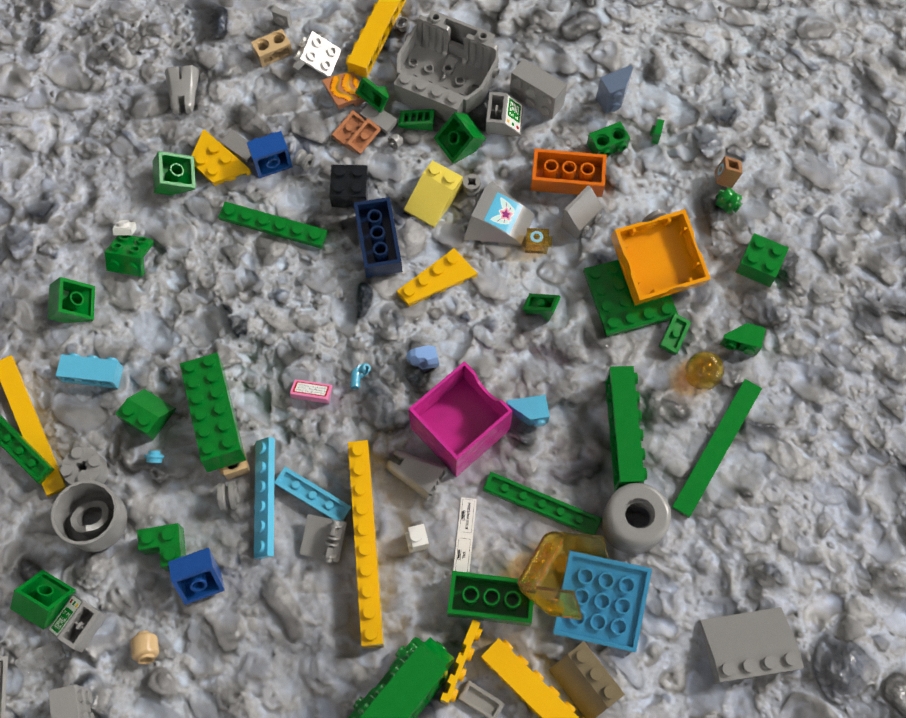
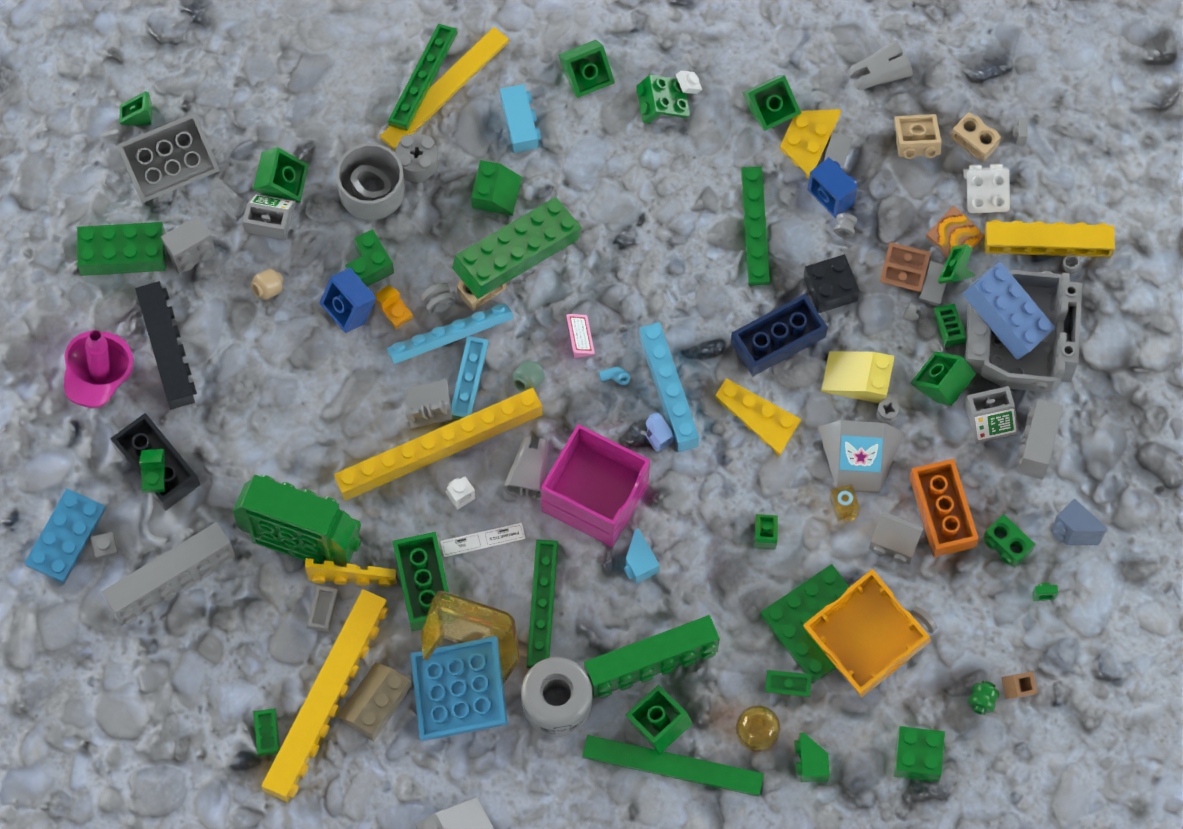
camera: 70 degrees right, 0 degrees up
(154, 457) = (453, 215): medium azure plate -> none
(216, 539) = (392, 306): none -> light orange slope
(252, 84) = (917, 136): none -> tan plate
(332, 444) = (528, 376): none -> sand green head
(386, 335) = (668, 387): none -> medium azure brick
(431, 66) = (1008, 310): none -> medium blue brick
(680, 441) = (659, 719): none -> green brick

